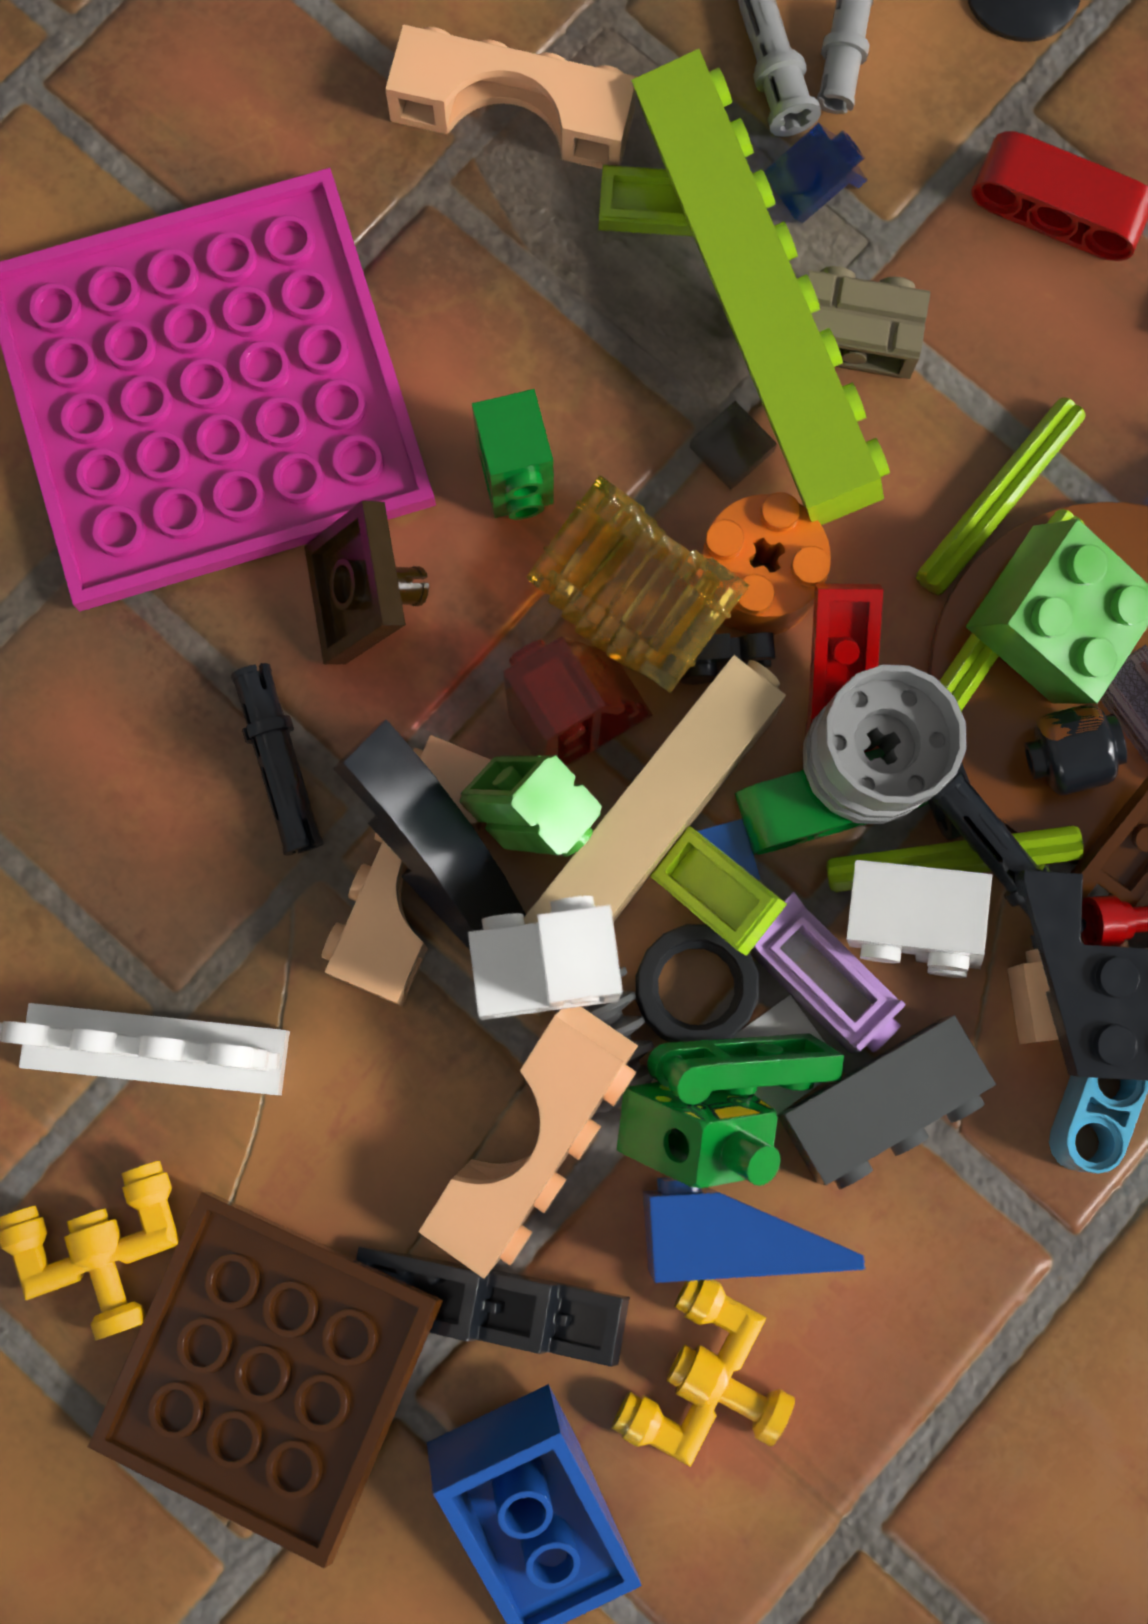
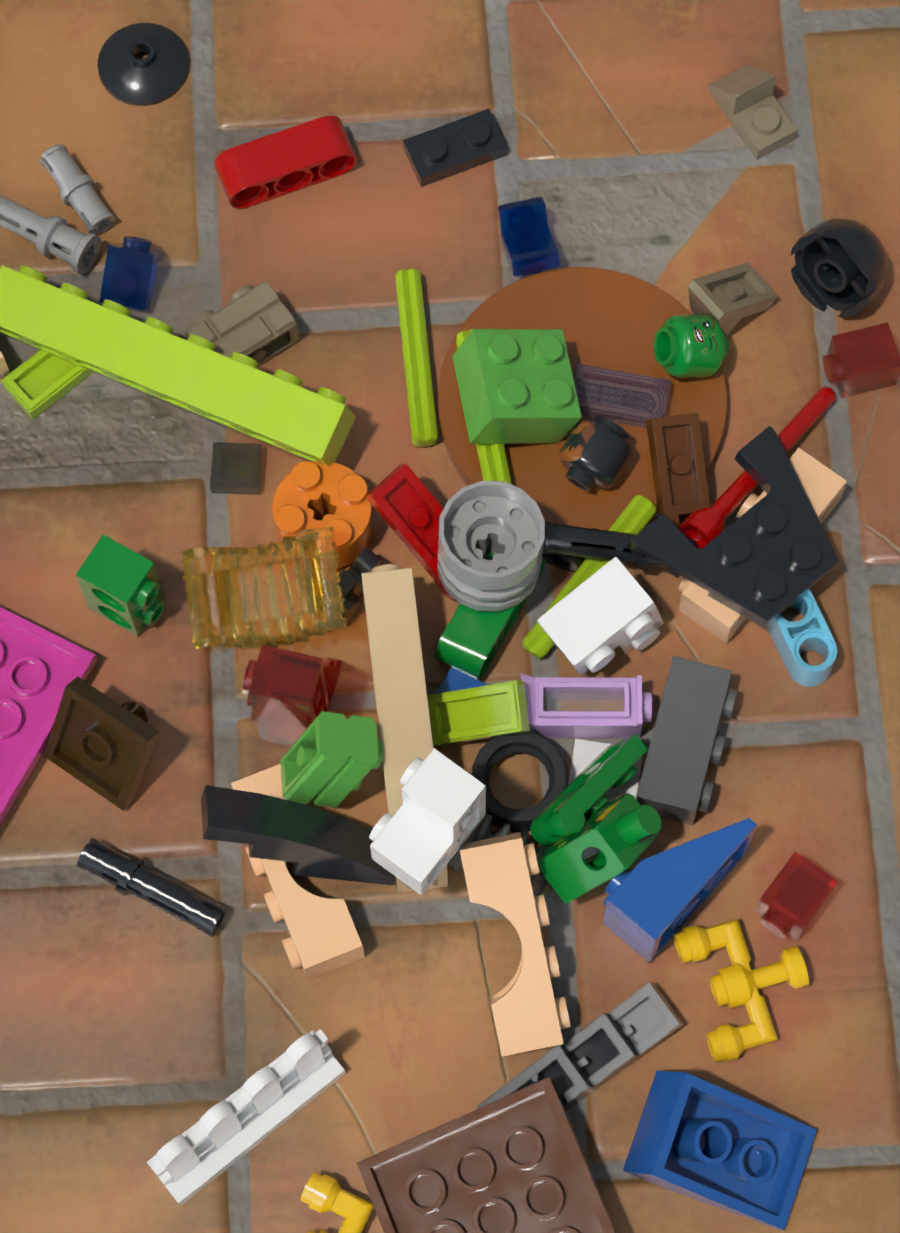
camera: 40 degrees left, 10 degrees down
(839, 1354) = (794, 897): none -> clear red brick

